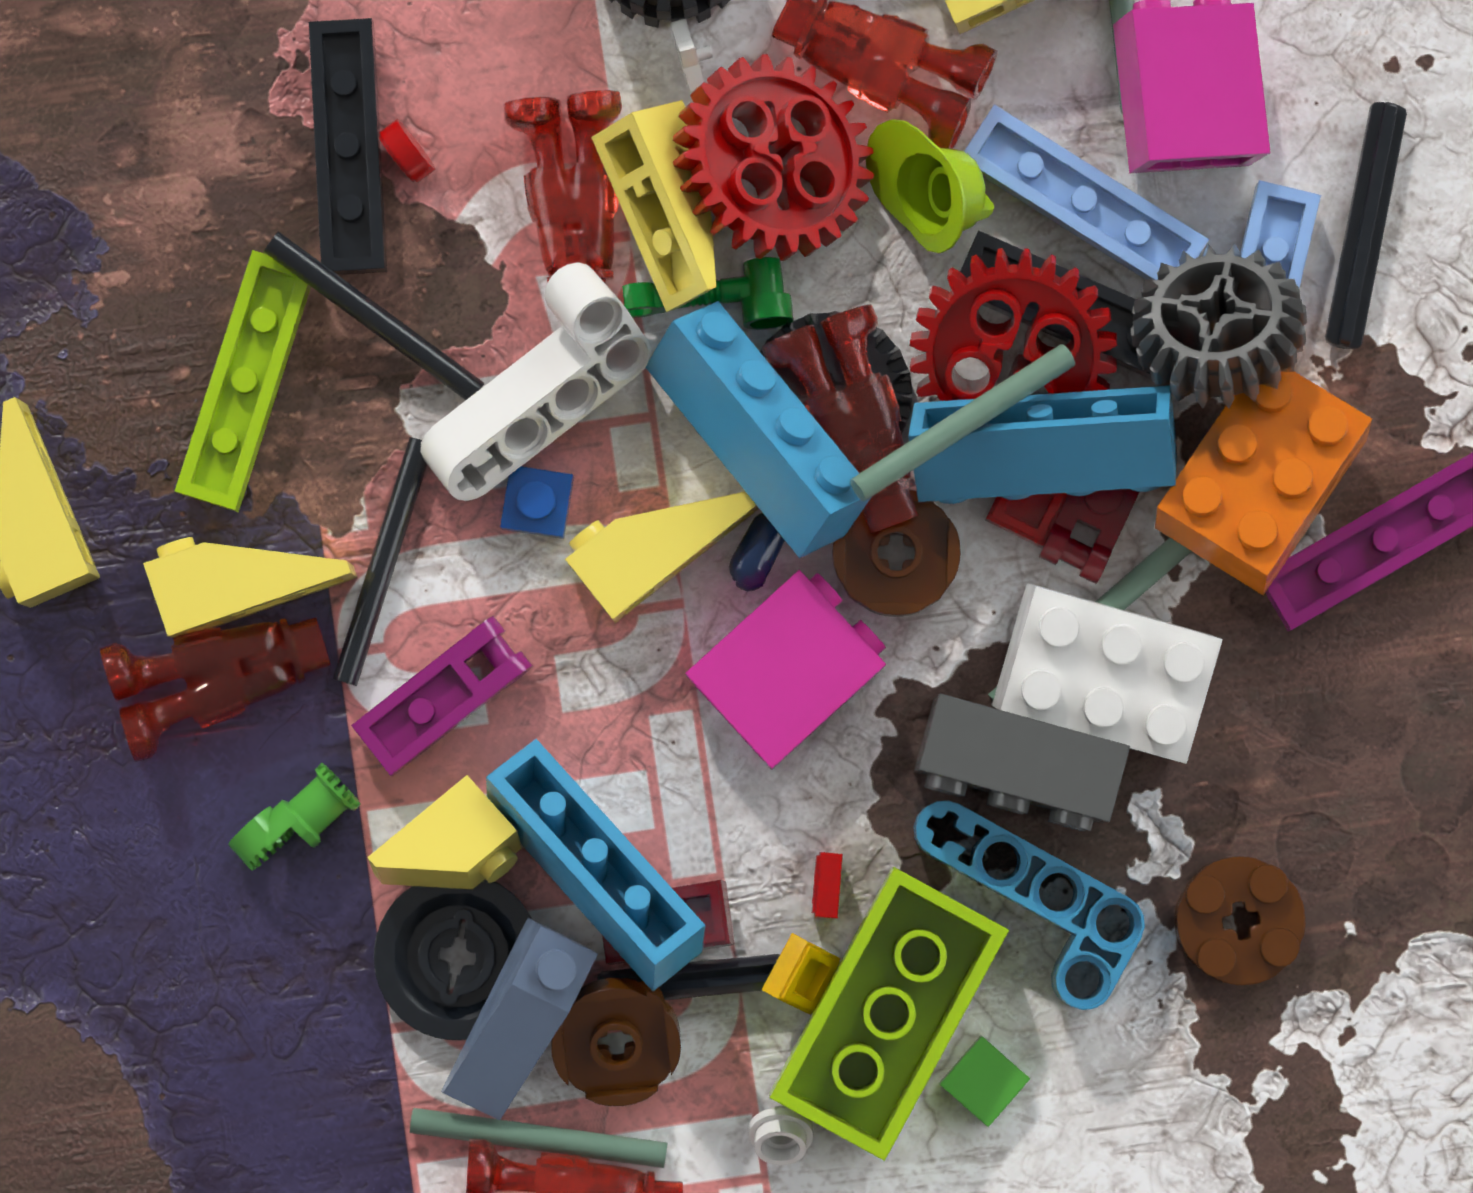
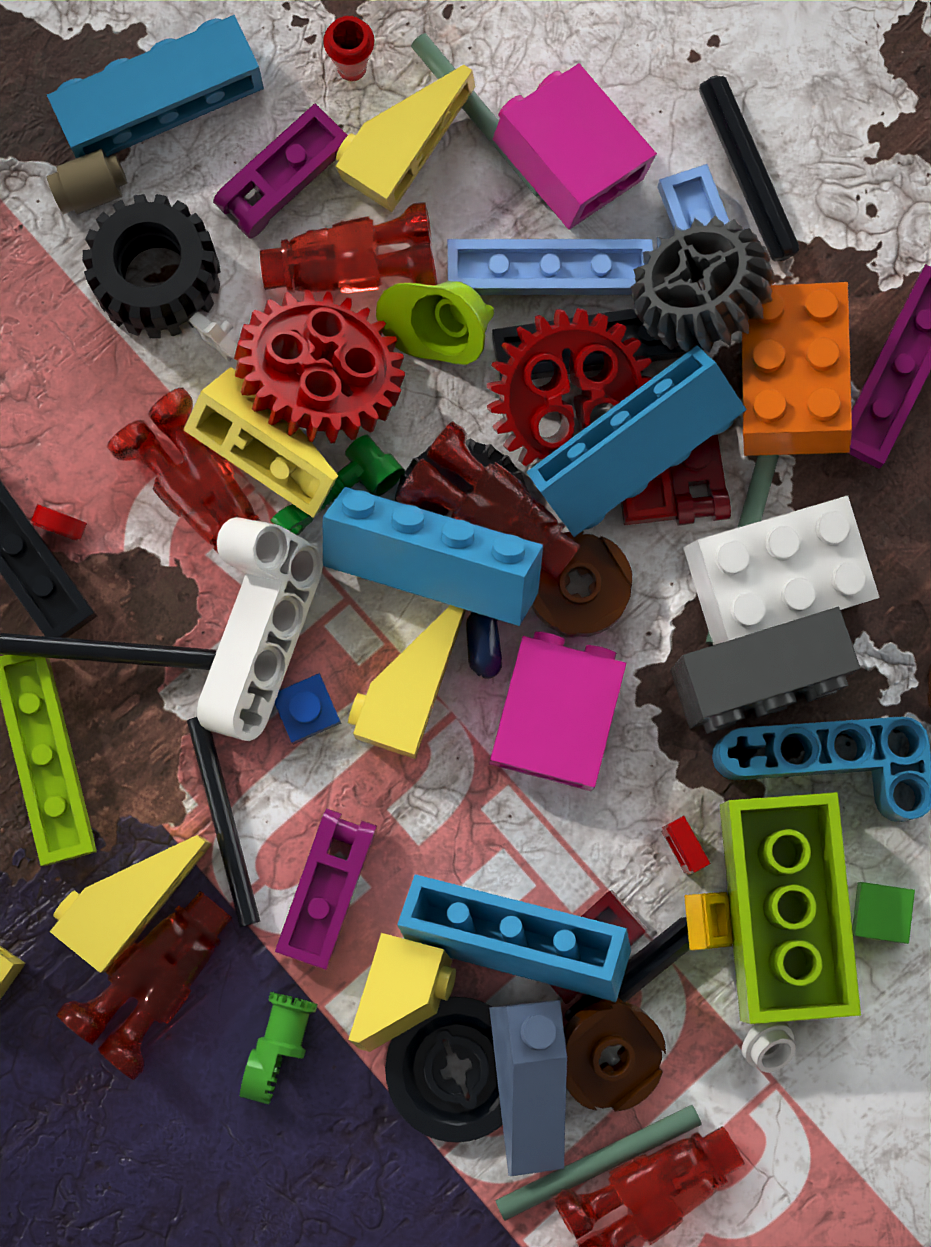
camera: 40 degrees left, 5 degrees down
(962, 422) = (572, 458): sand green bar -> none

